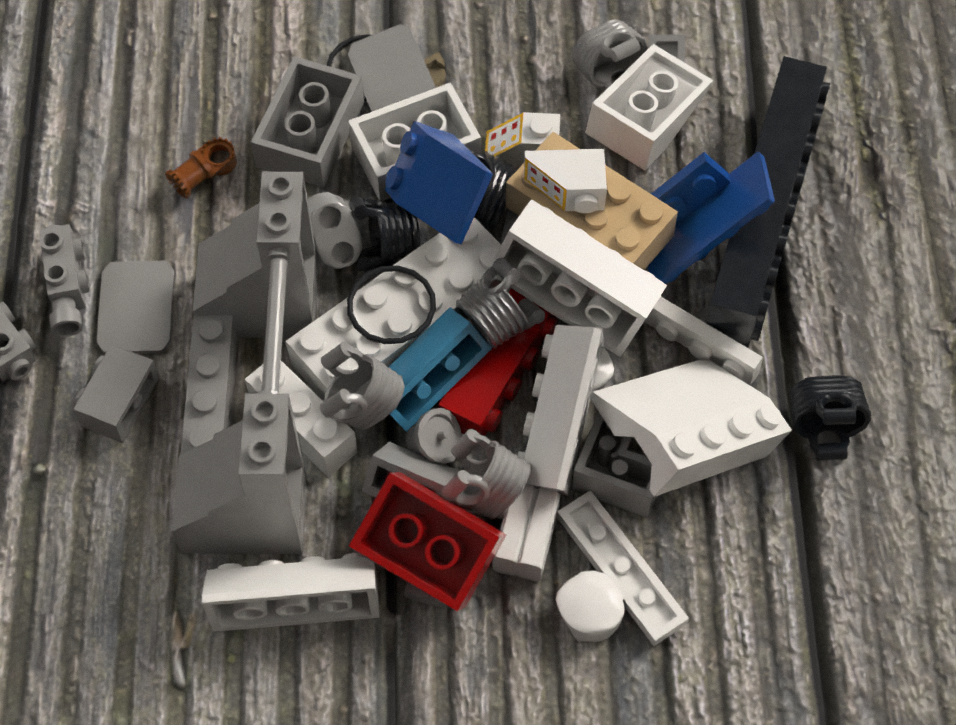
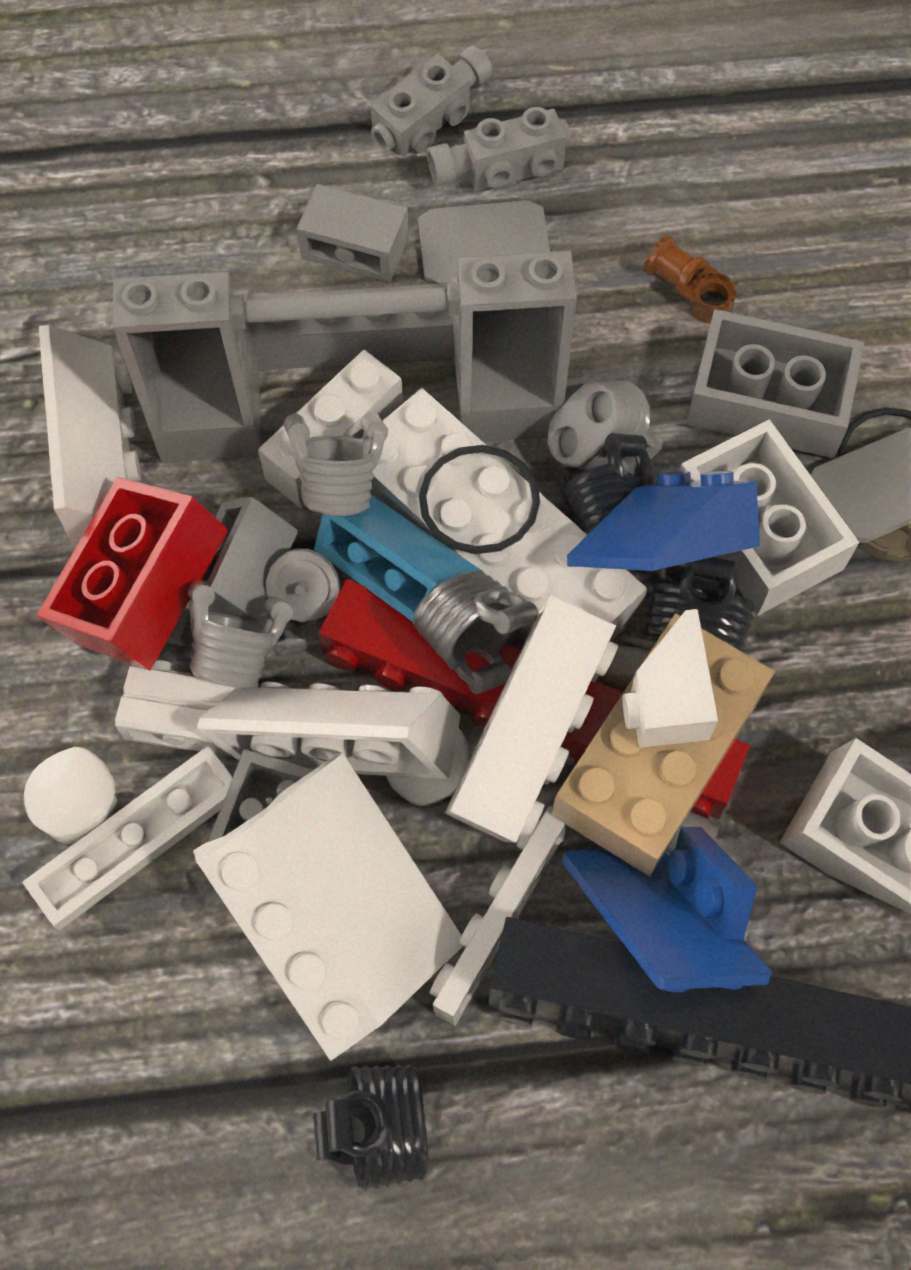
camera: 85 degrees right, 5 degrees up
(519, 135) = (803, 674): white slope -> none

